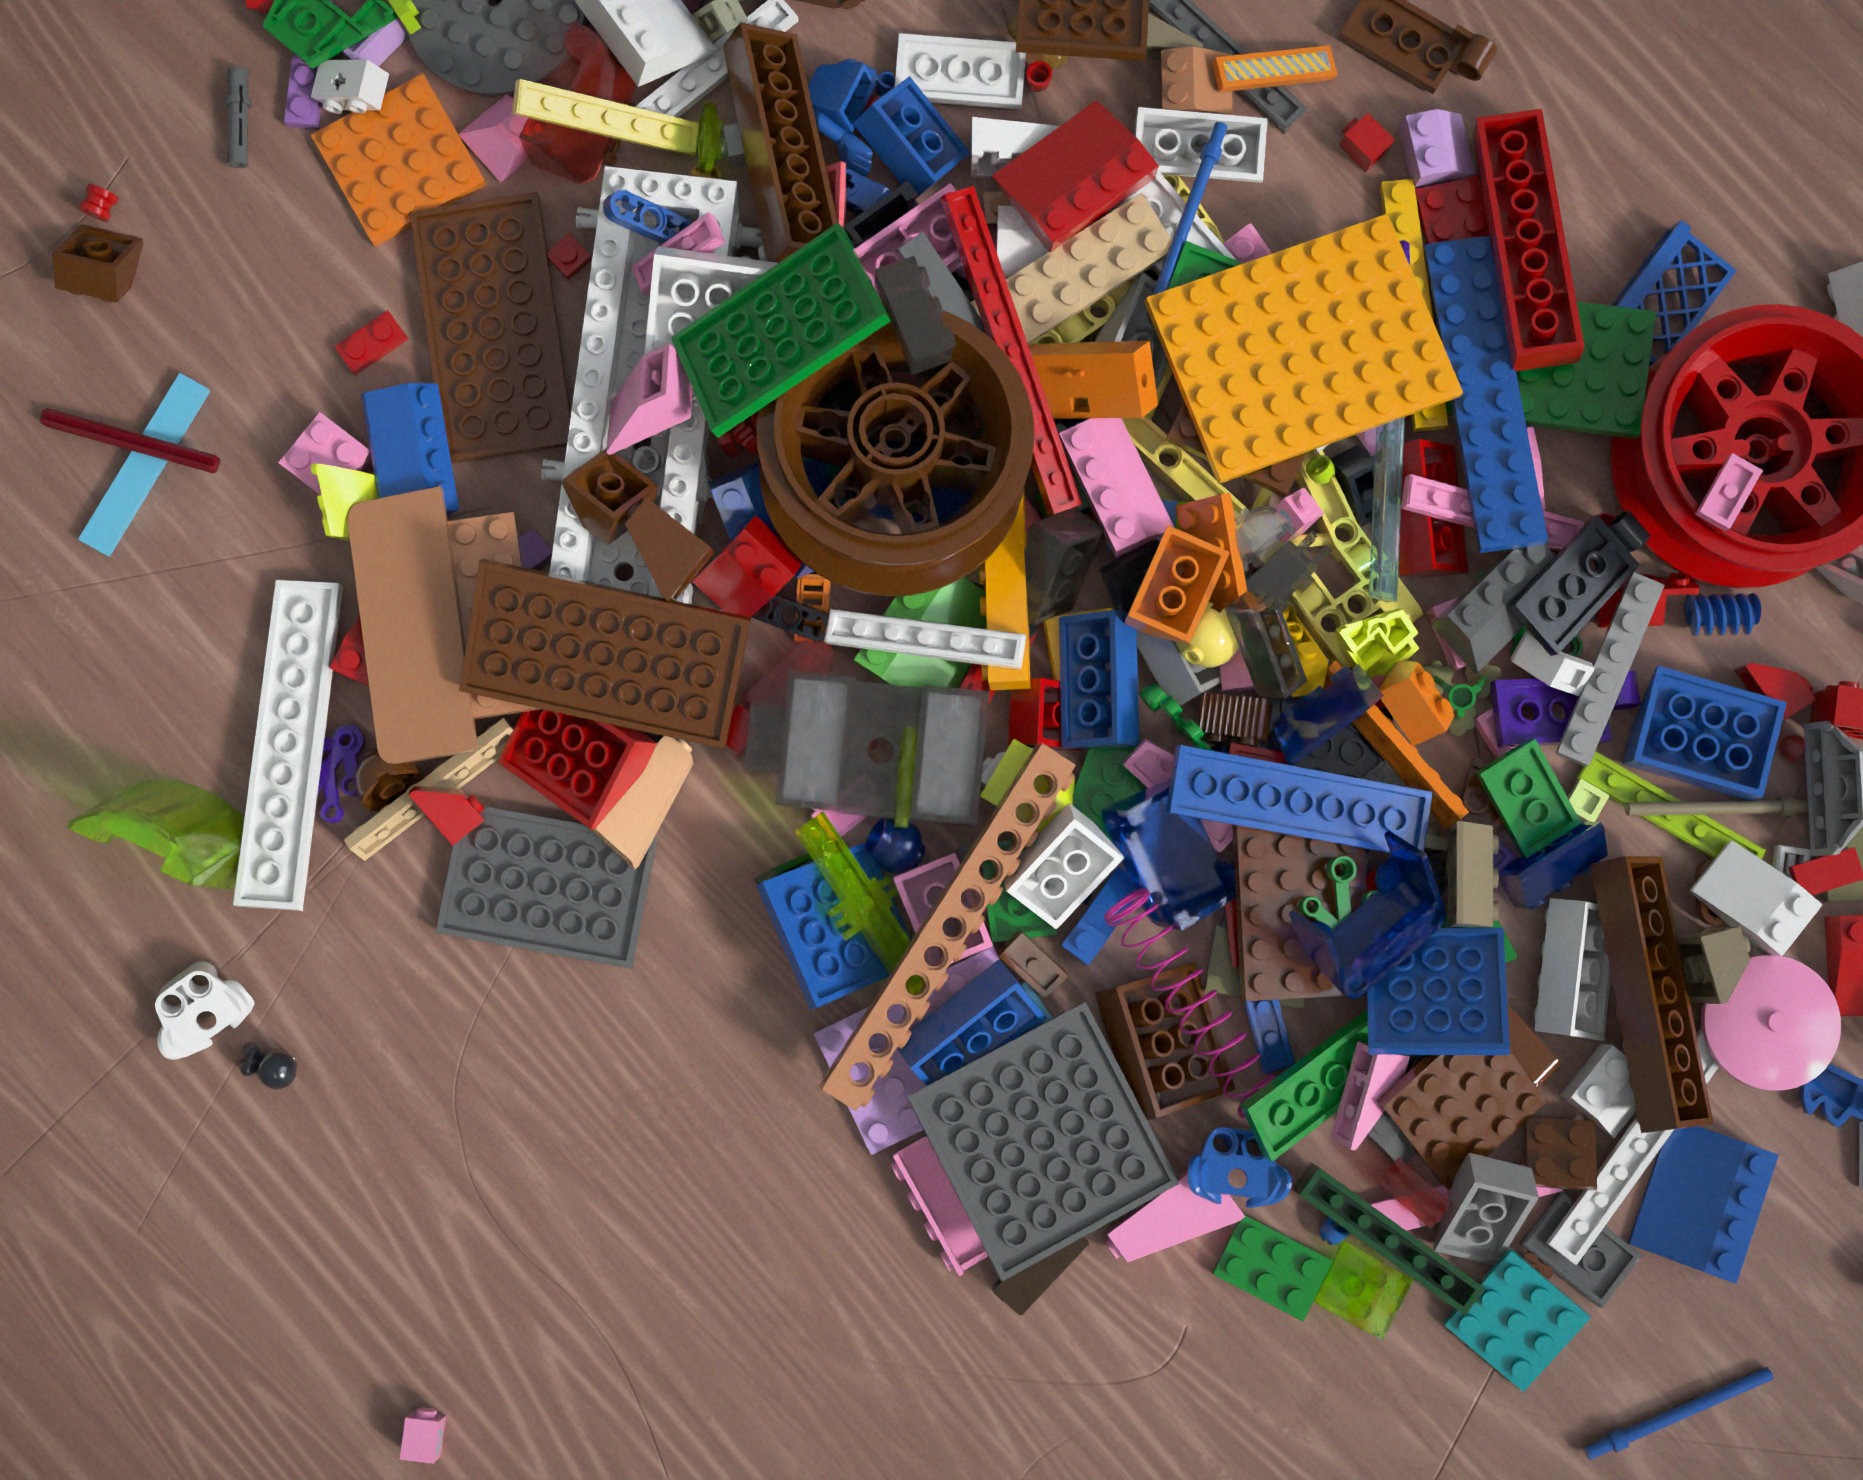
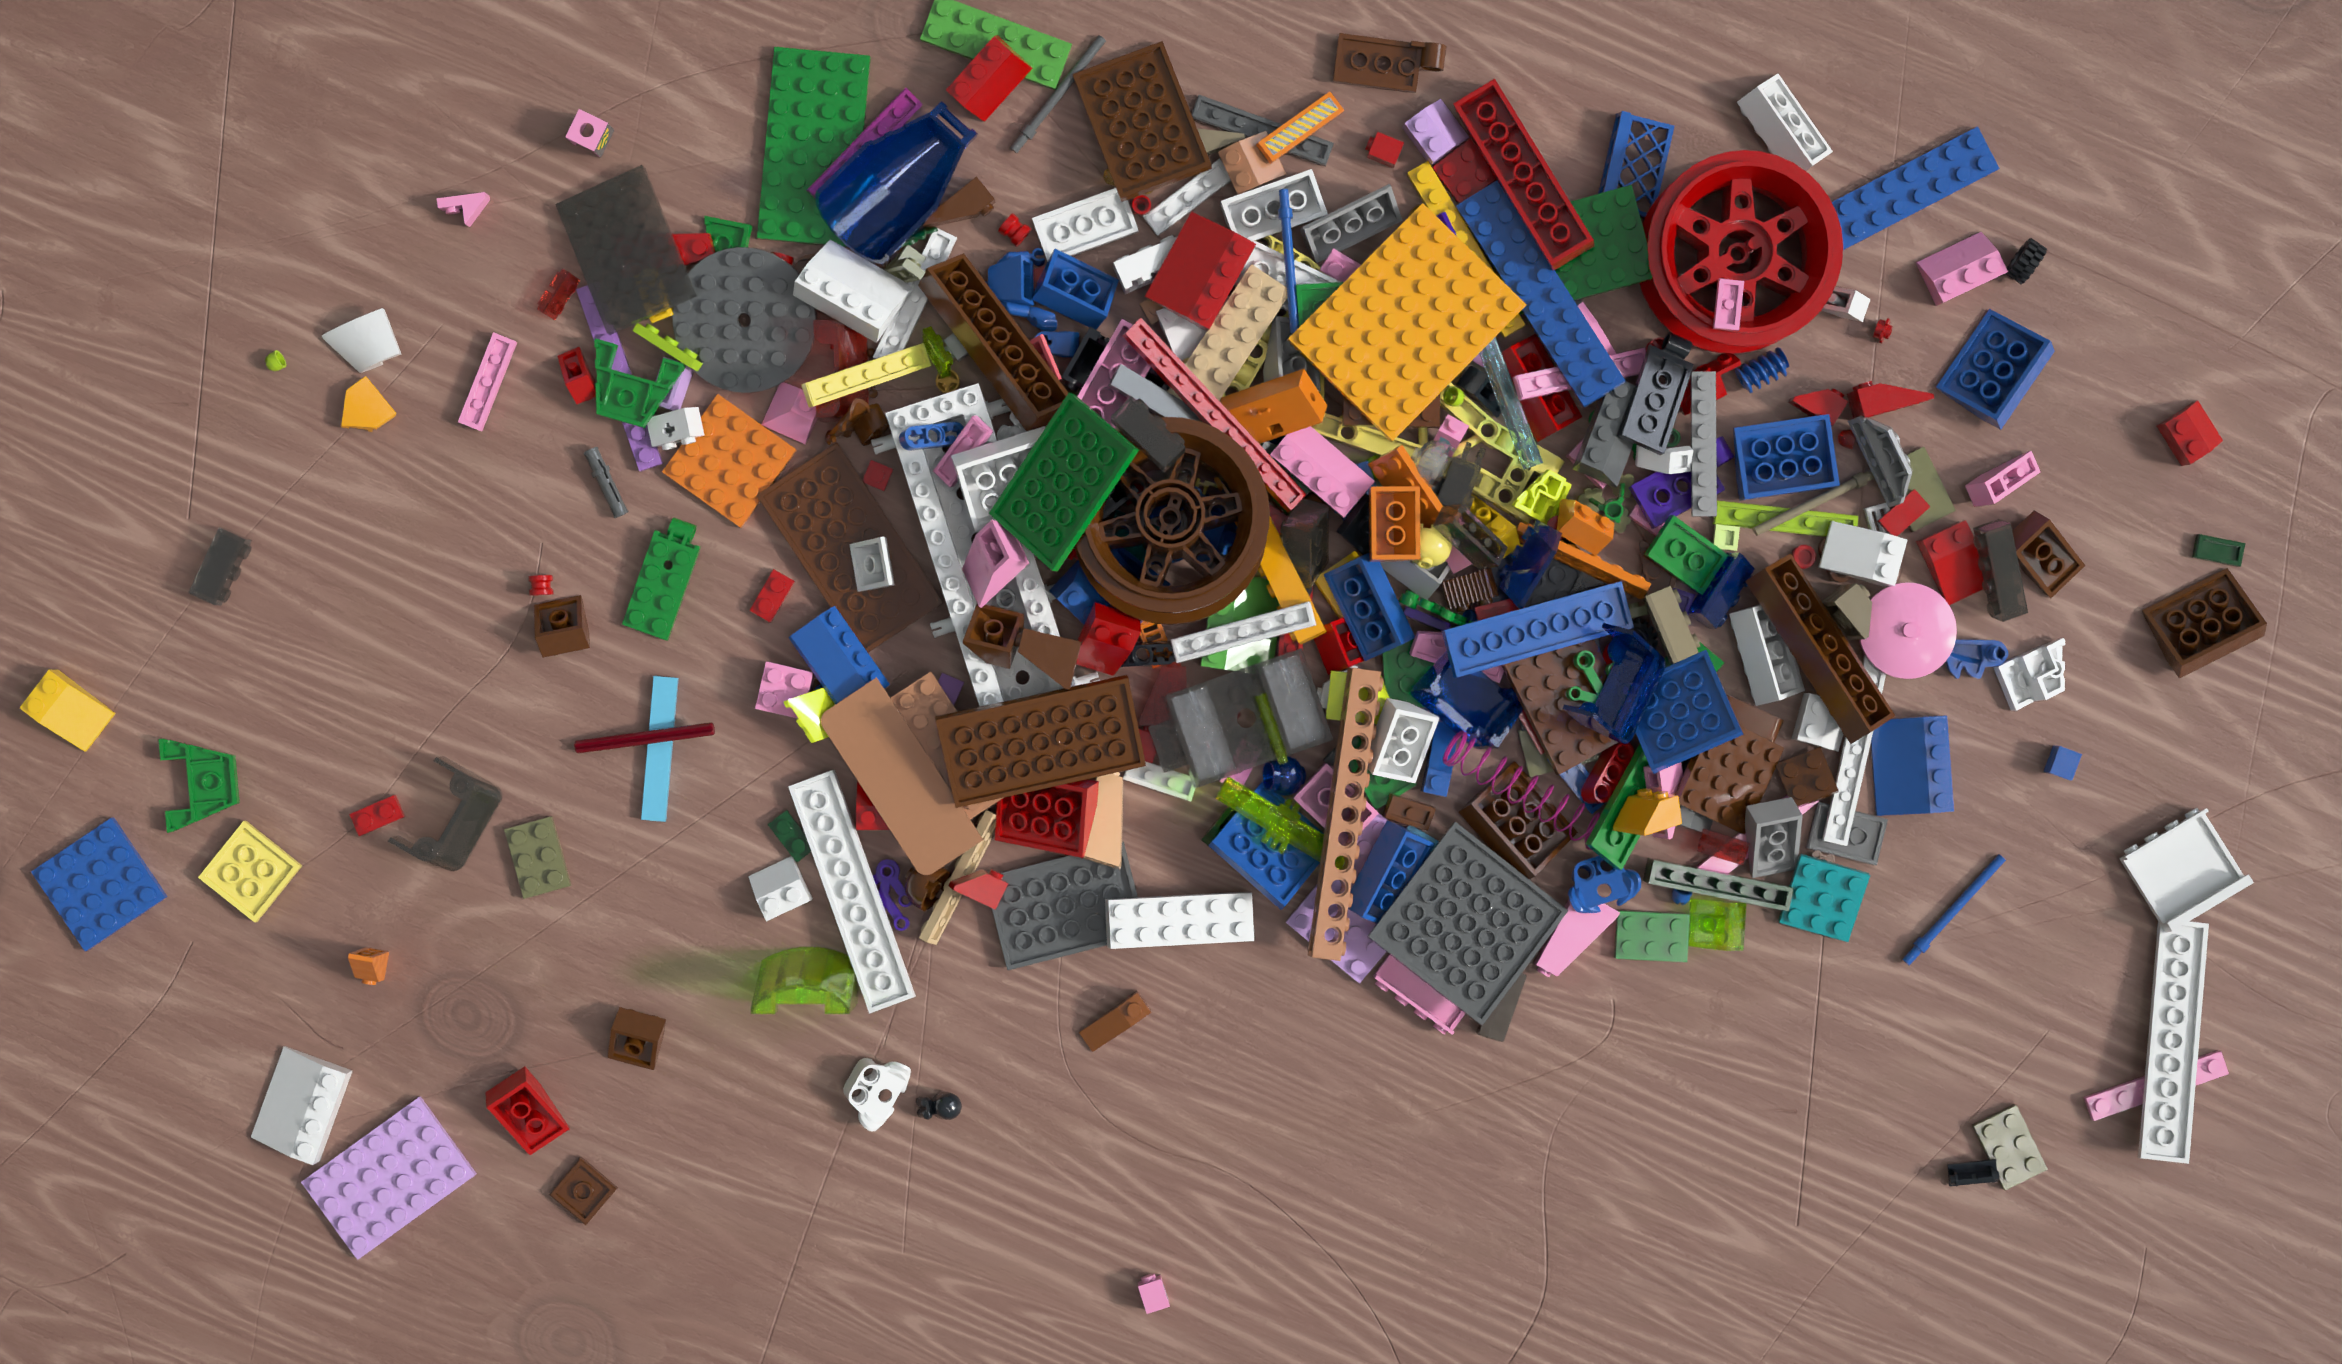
camera: 25 degrees left, 5 degrees up
(204, 702) = (779, 888): none -> white slope
(238, 274) = (662, 590): none -> green hinge
(250, 642) = (790, 835): none -> dark green plate
(509, 354) = (872, 564): none -> white slope
(541, 1060) = (1115, 1021): none -> dark orange slope
(580, 175) = (866, 420): none -> reddish brown piece
(679, 967) = (1179, 920): none -> white brick
(743, 785) = (1170, 782): none -> white tile
(871, 38) = (1014, 230): none -> red wheel
(1112, 92) = (1187, 198): none -> white tile
(1159, 729) = (1426, 619): none -> dark purple tile
(1287, 203) = (1351, 223): none -> light grey slope
(1293, 1029) = (1598, 777): none -> red beam
(1341, 1102) = (1648, 813): none -> light orange slope
(1677, 870) = (1804, 556): none -> red tile

